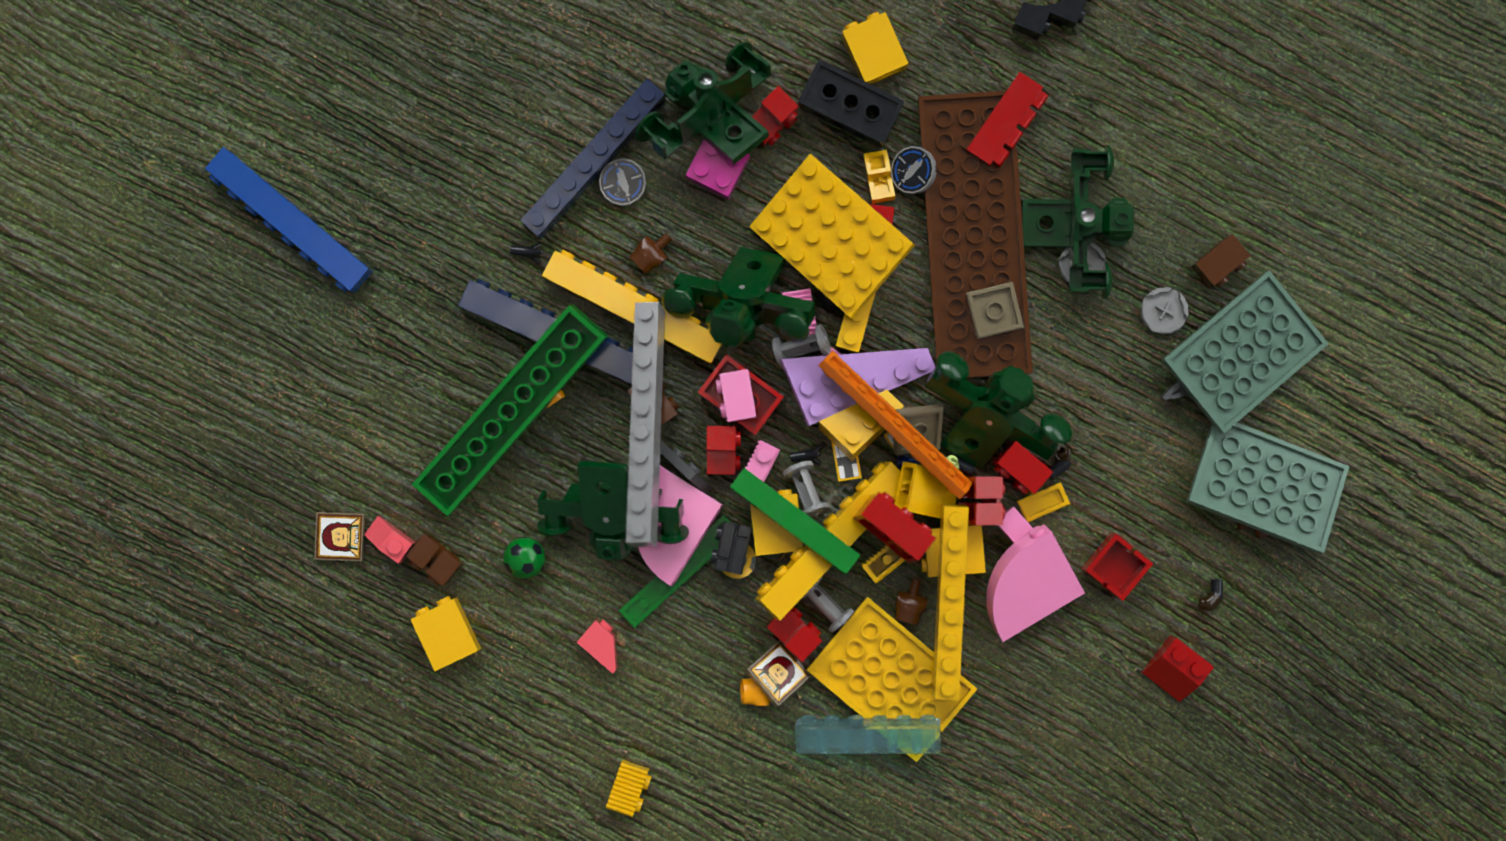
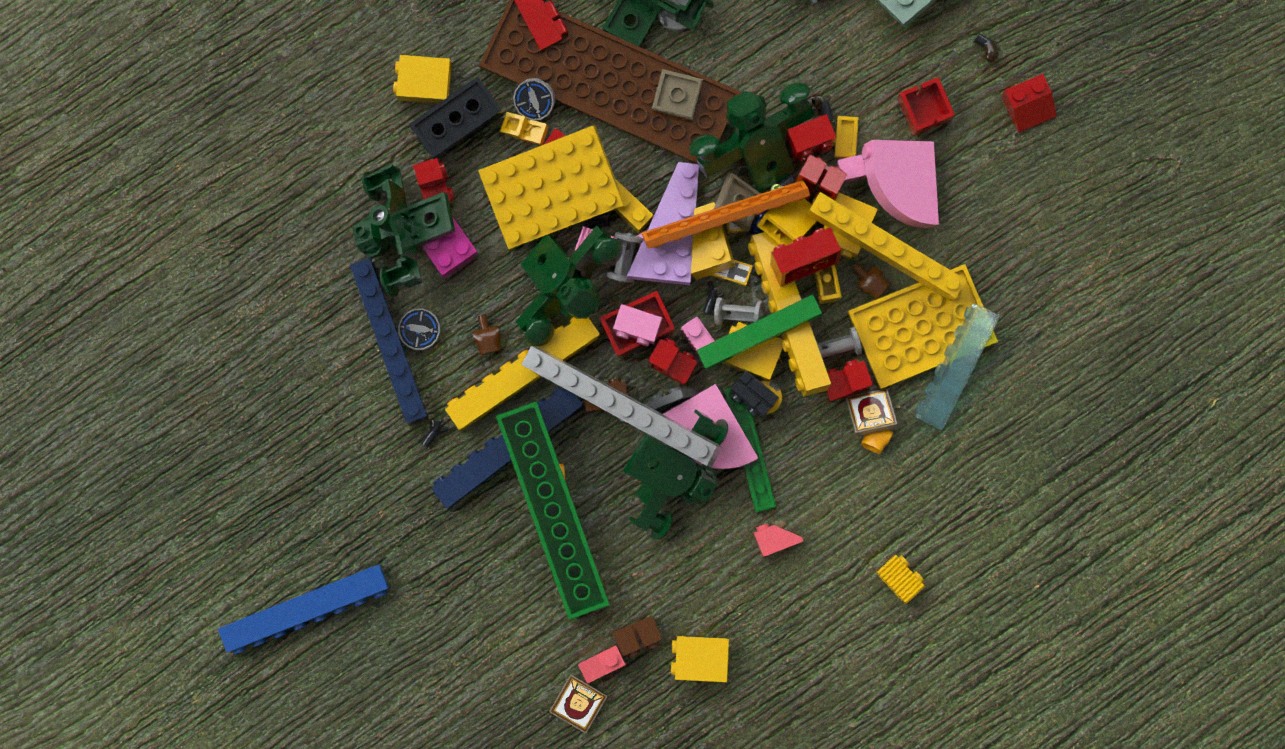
camera: 60 degrees left, 5 degrees down
(524, 557) = (674, 563): green piece -> none

